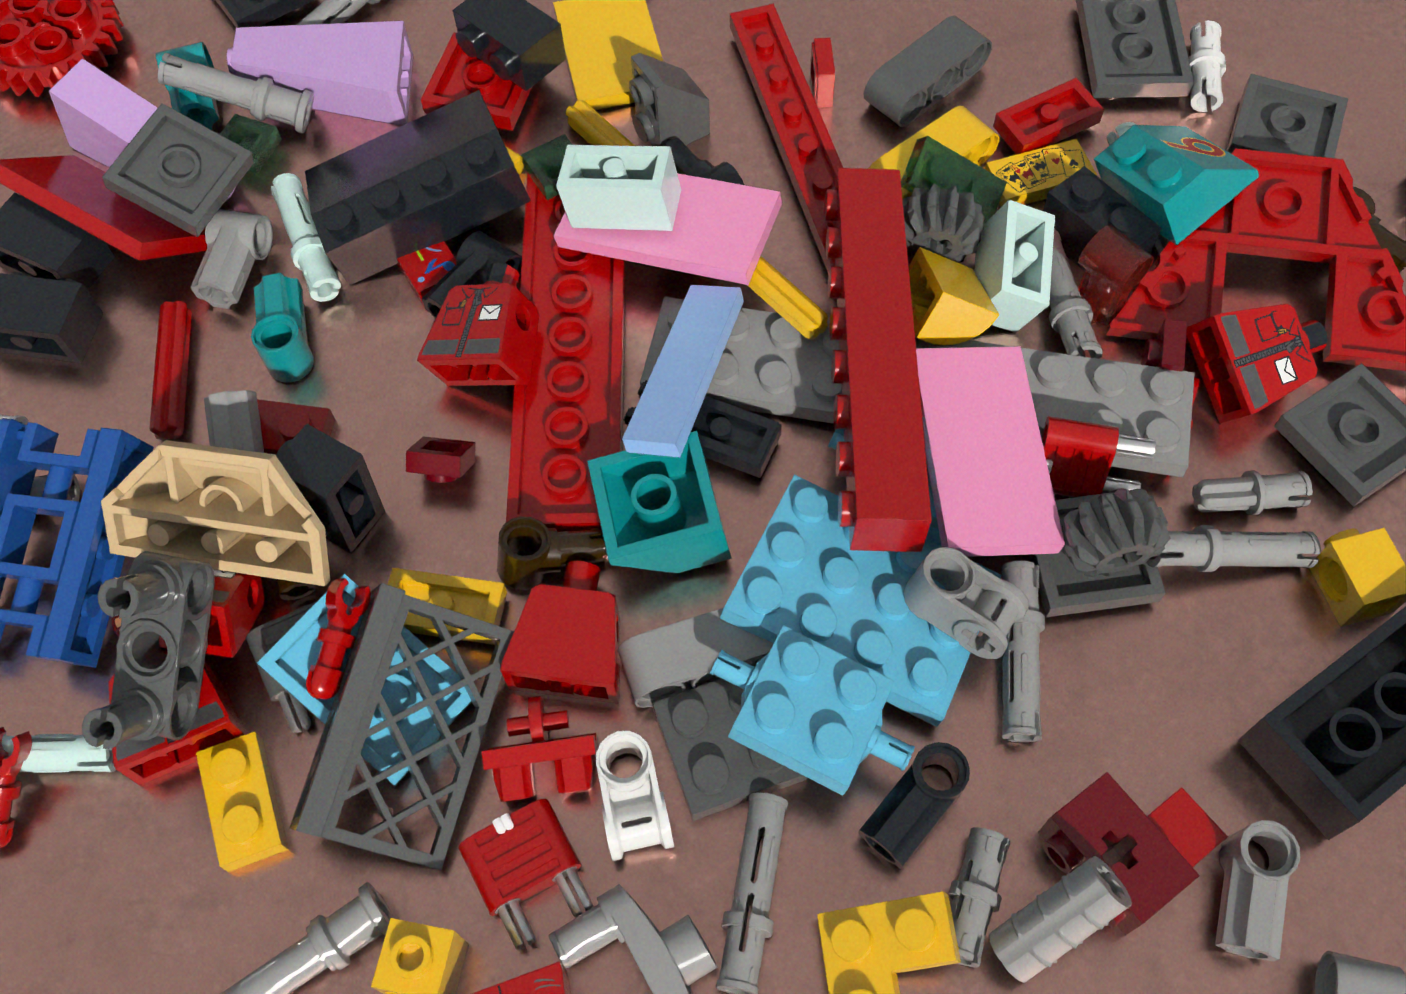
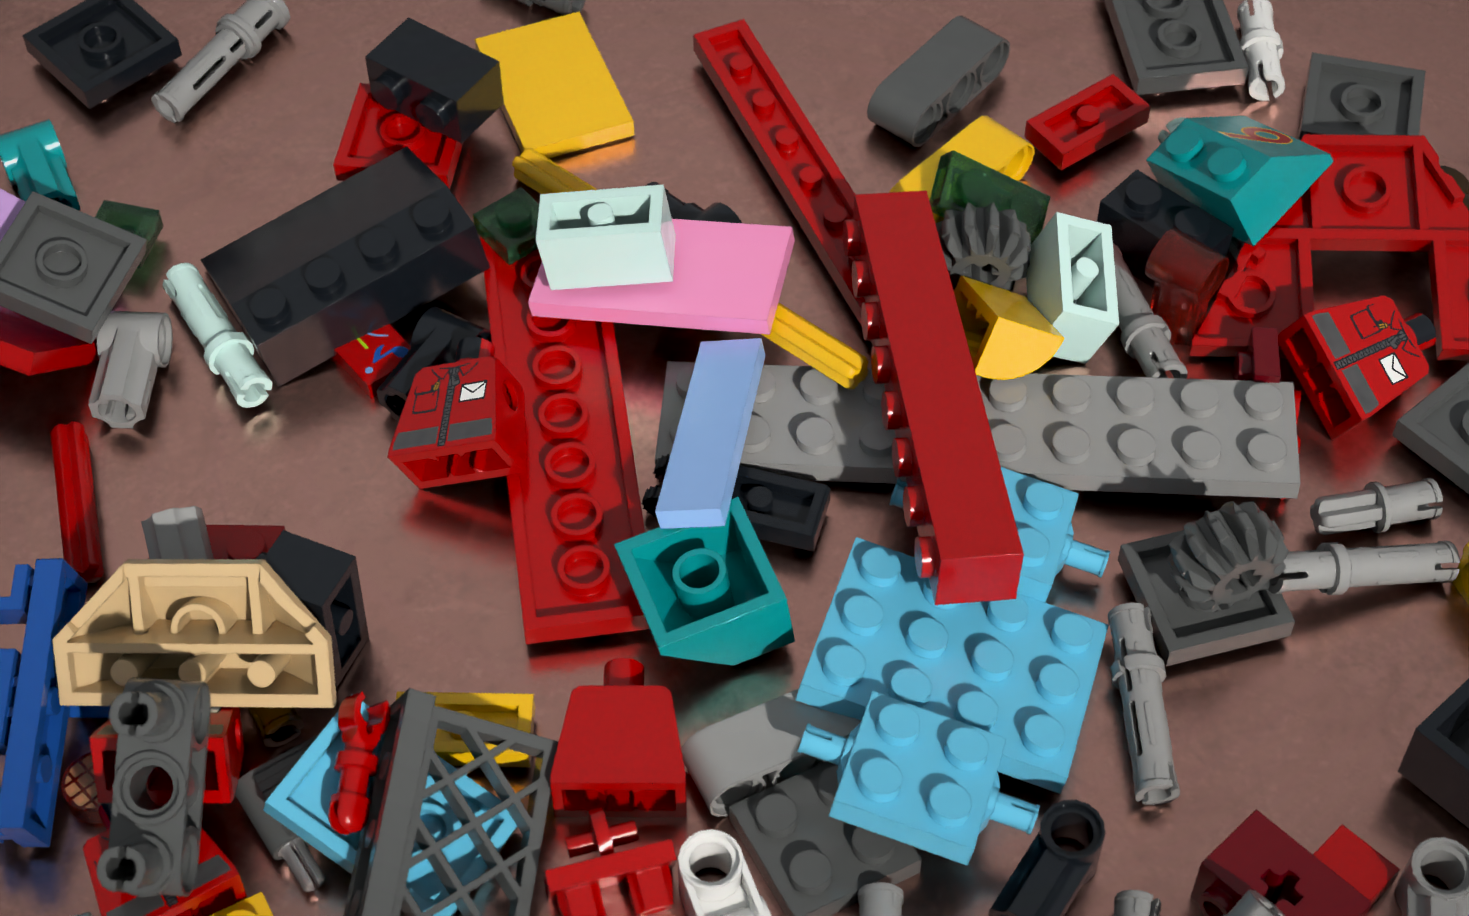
camera: 10 degrees left, 10 degrees down
(258, 96) = (134, 178): light grey pin -> none
(281, 328) = (209, 441): teal piece -> none
(348, 66) = (208, 137): lavender slope -> none
(440, 458) = (431, 567): dark red plate -> none
(548, 549) = (561, 654): dark brown pin -> none
(666, 103) = (637, 142): dark grey slope -> none
(822, 72) = (815, 91): red tile -> none
(967, 603) = (1068, 643): light grey piece -> none
(986, 453) = (1073, 489): bright pink tile -> none
(1038, 171) = (1083, 182): yellow tile -> none
(1082, 455) = (1177, 483): red piece -> none

